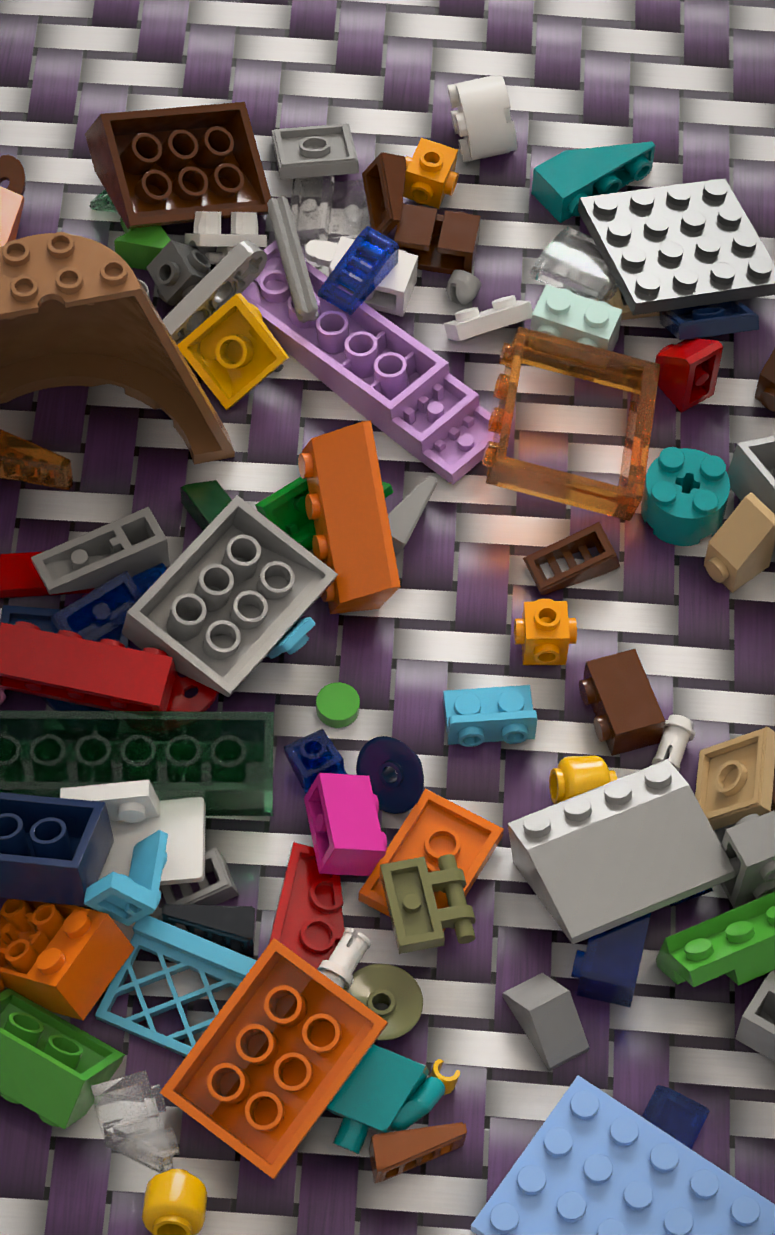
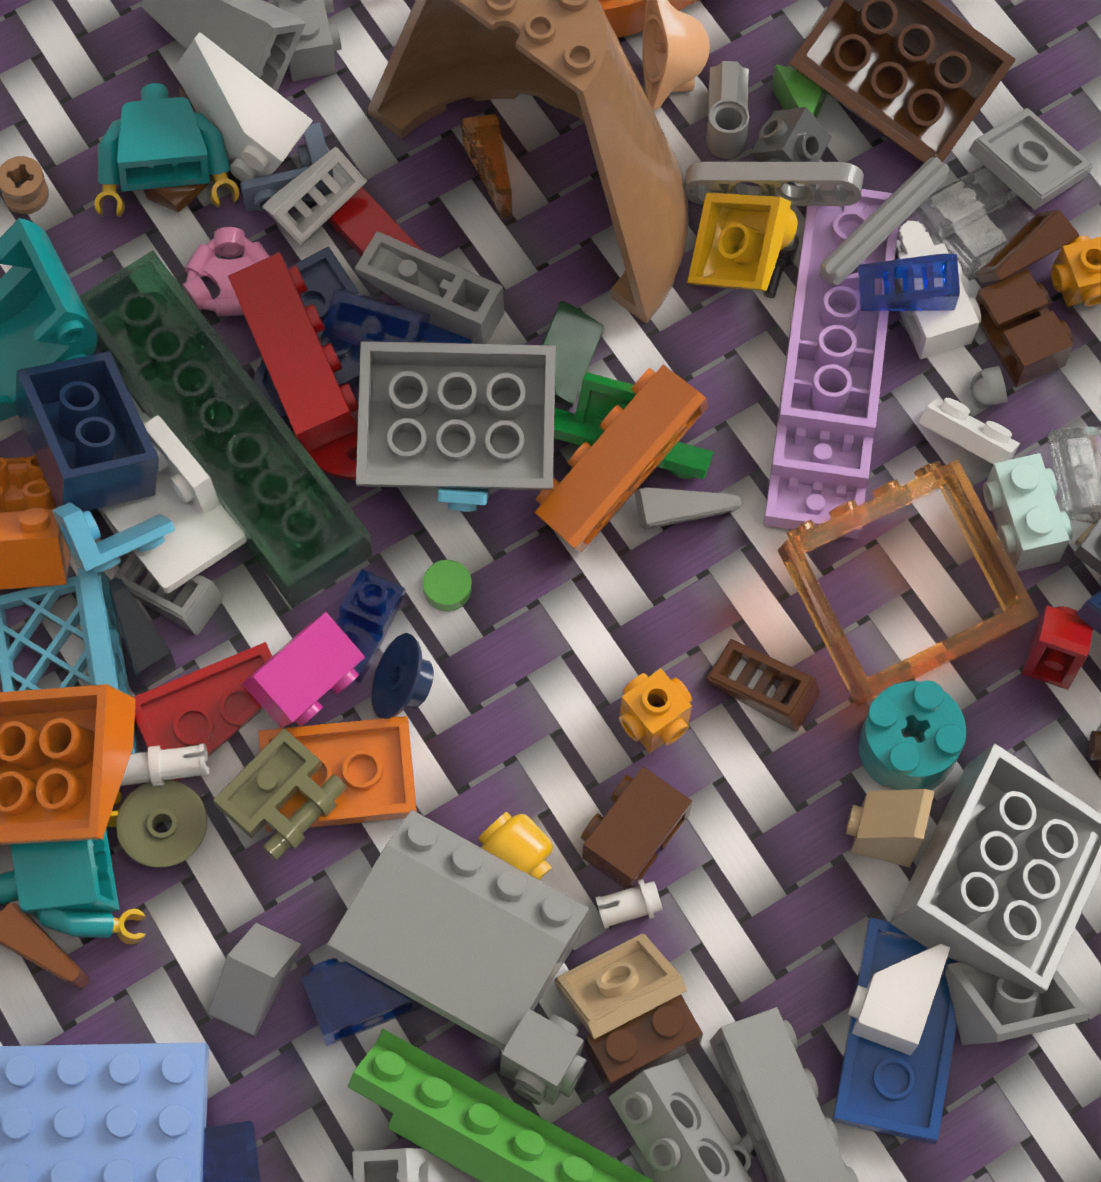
camera: 55 degrees right, 10 degrees up
(208, 233) = (848, 136): white hips -> none
(489, 715) = (536, 720): medium azure bracket -> none

